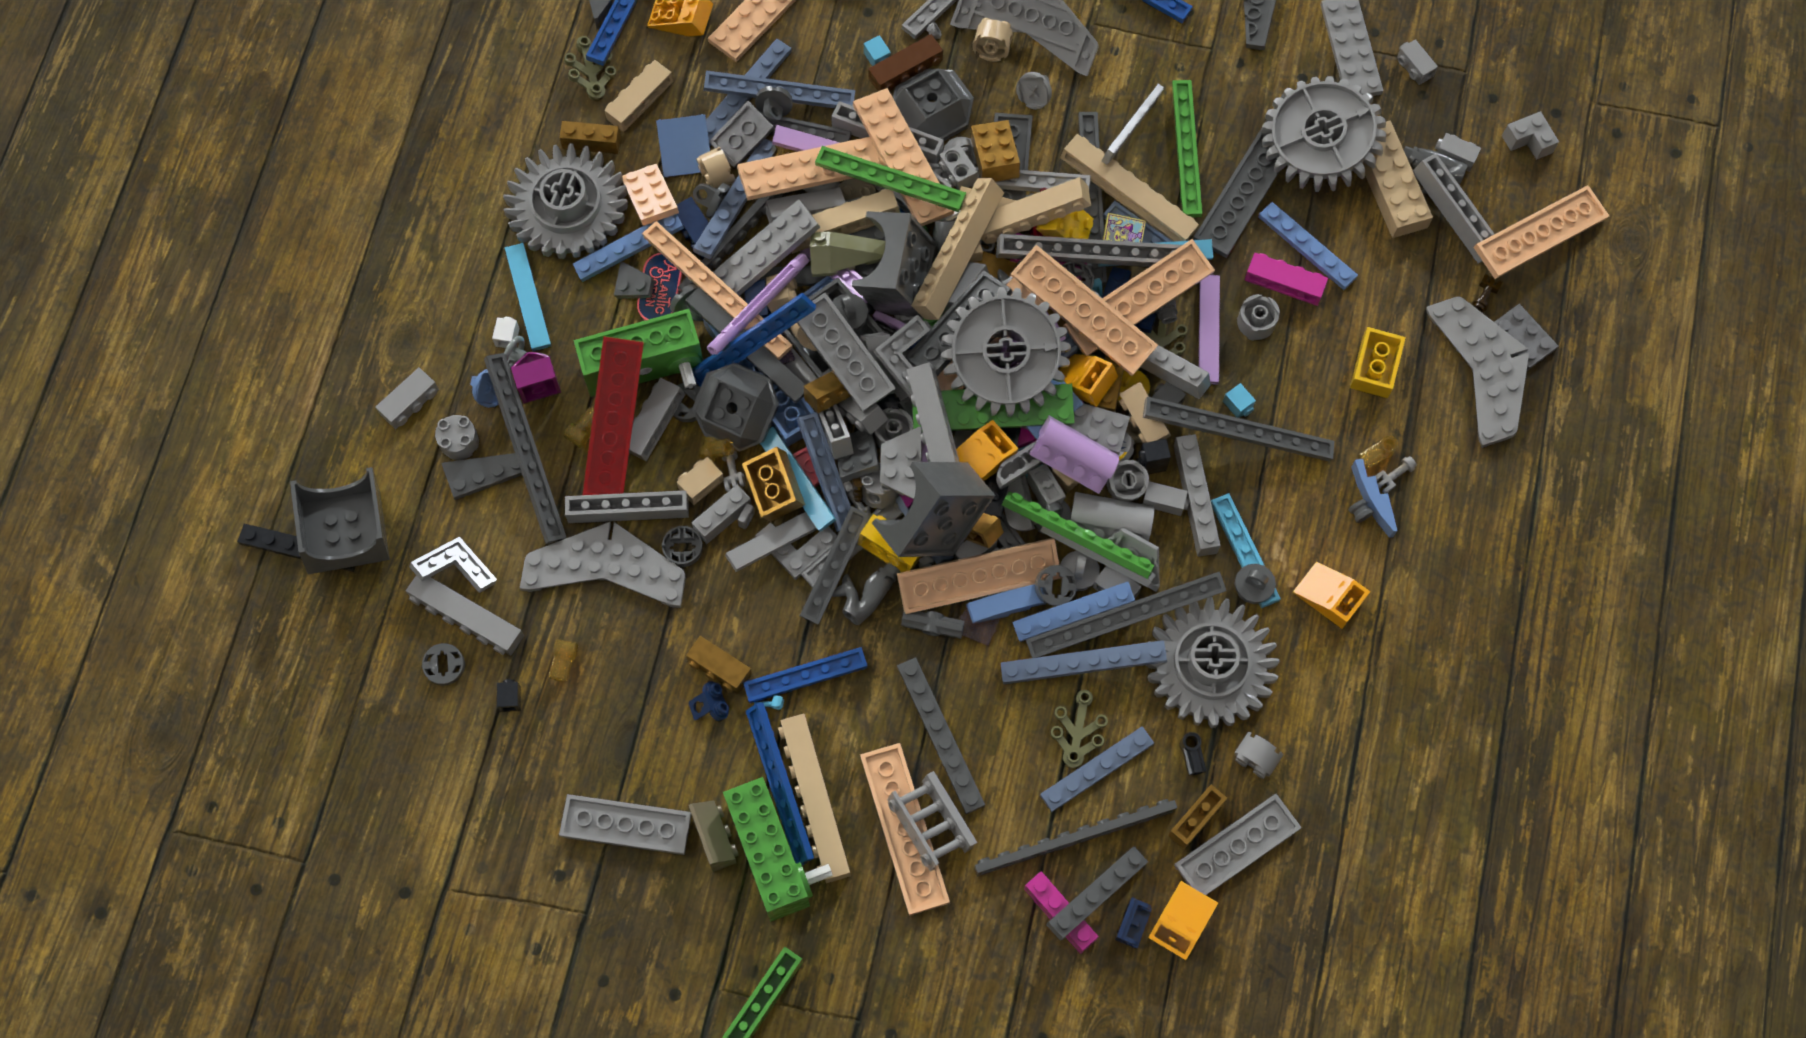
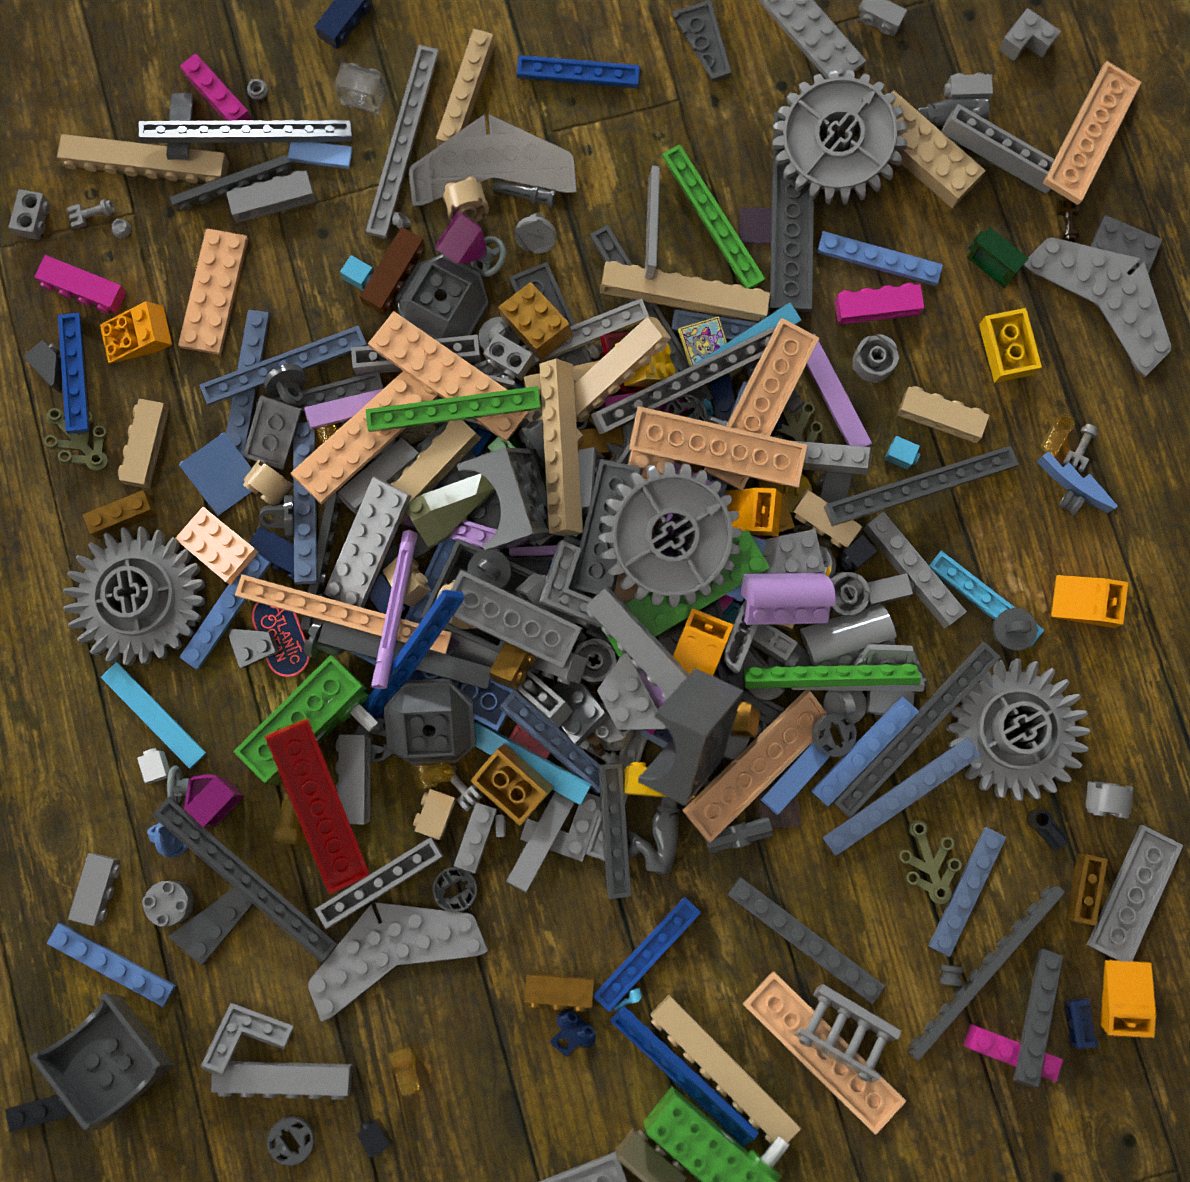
camera: 30 degrees left, 10 degrees up
(386, 462) = (111, 964): none -> medium blue plate
(974, 66) = (465, 243): none -> magenta piece
(1045, 825) = (951, 975): none -> dark grey wheel
(1051, 61) = (533, 194): none -> dark grey pin
(1218, 171) = (755, 225): none -> clear purple piece
(1291, 388) = (943, 414): none -> tan brick
(1404, 288) = (996, 256): none -> dark green window

